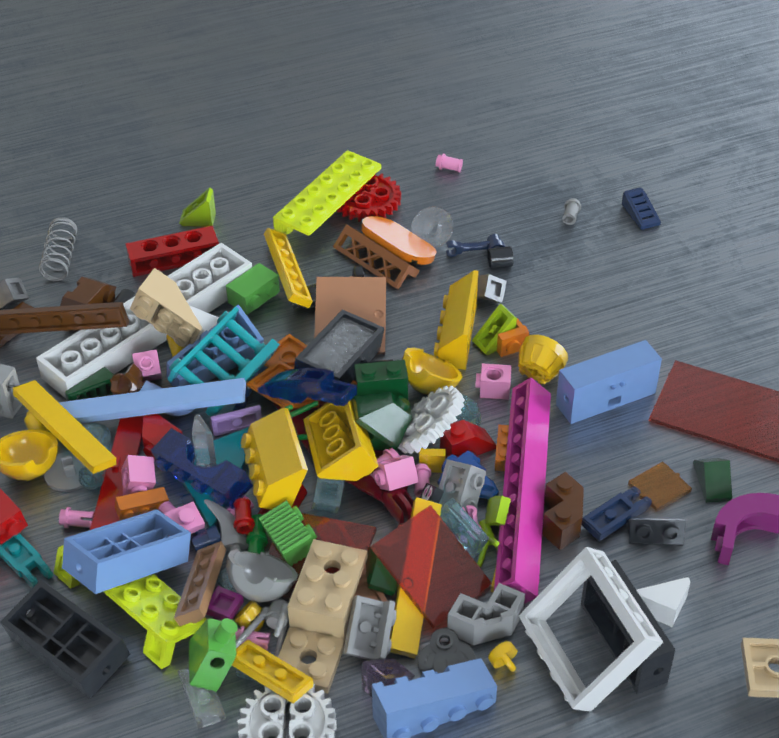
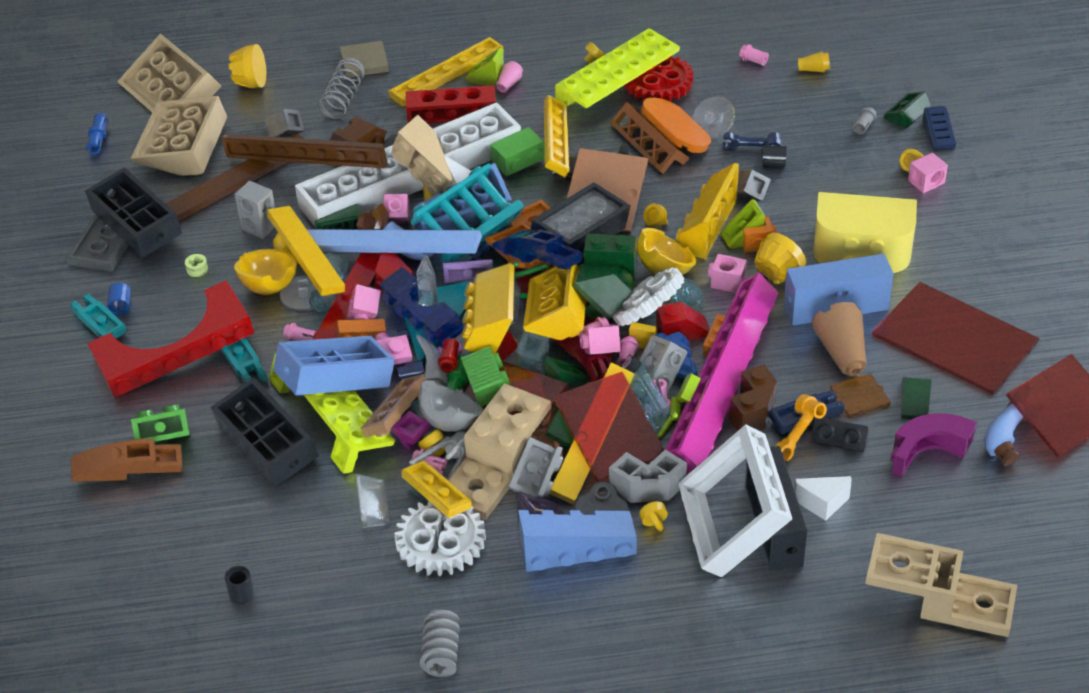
camera: 15 degrees right, 0 degrees up
(78, 211) = (369, 54): none -> dark tan tile
(157, 217) = (445, 70): none -> yellow tile
(212, 644) = (392, 452): bright green torso -> none
(222, 214) = (509, 76): none -> bright pink cone
(299, 180) = (594, 52): none -> yellow tile
(368, 514) = (565, 372): none -> dark green slope
(406, 333) = (655, 215): none -> yellow tile
(508, 162) = (815, 63): none -> yellow cone
(605, 194) = (908, 109): none -> dark green slope
(610, 317) = (864, 226): none -> light yellow brick
(624, 511) = (808, 408): none -> light orange brick
(628, 243) = (907, 157): none -> yellow tile
(628, 430) = (843, 336): none -> medium nougat cone
(647, 253) = (927, 172): none -> bright pink brick

